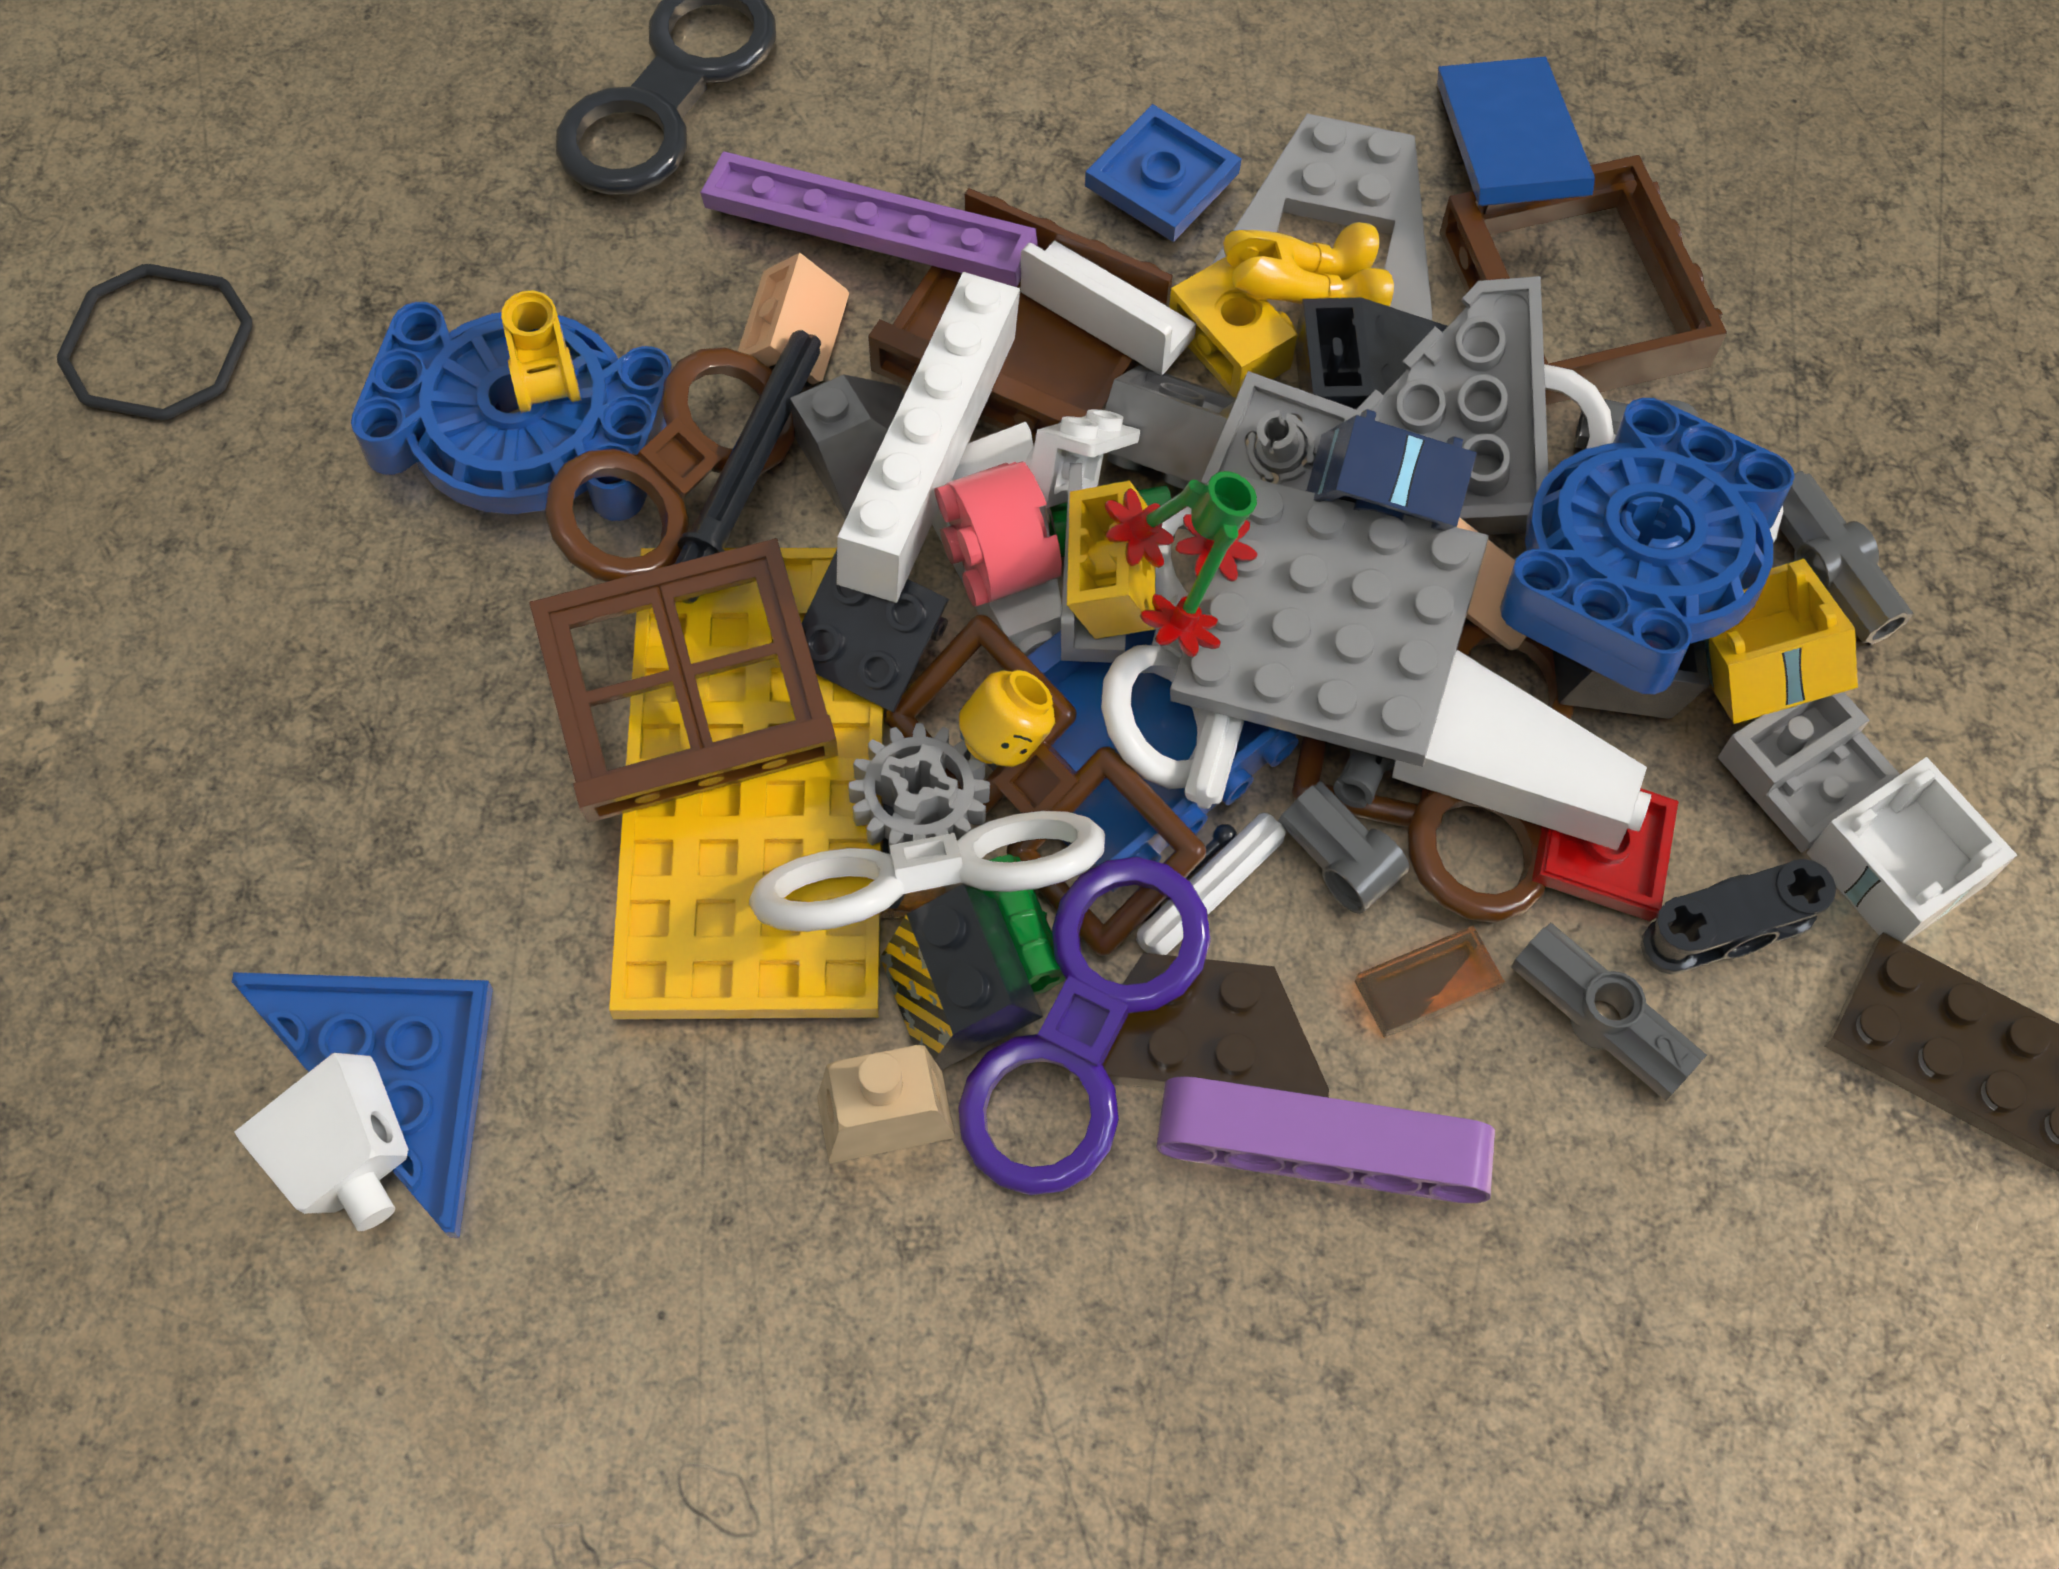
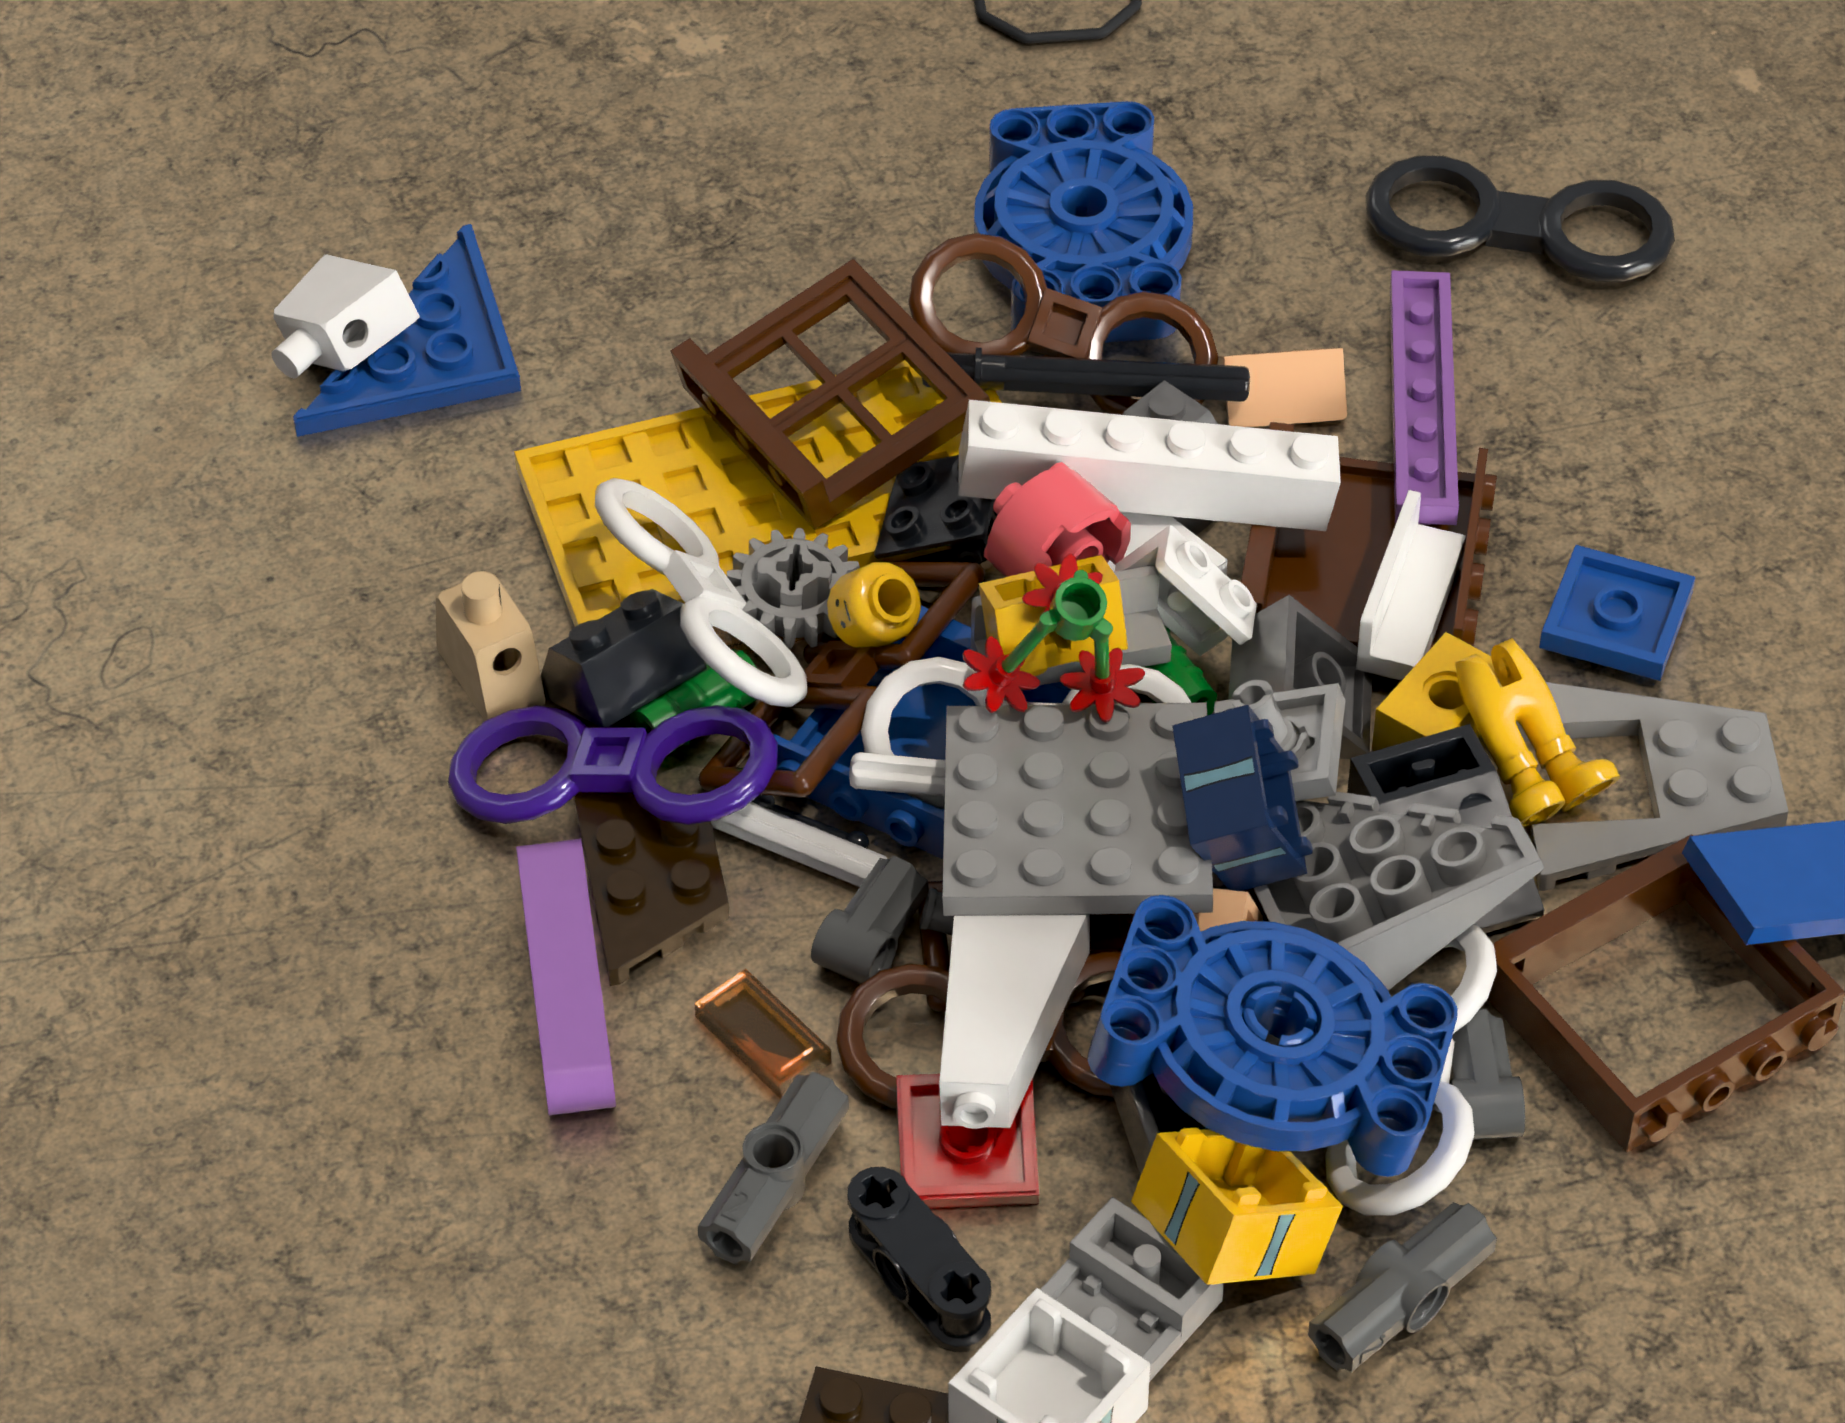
camera: 75 degrees right, 15 degrees down
(538, 359) = (1120, 194): yellow piece -> none

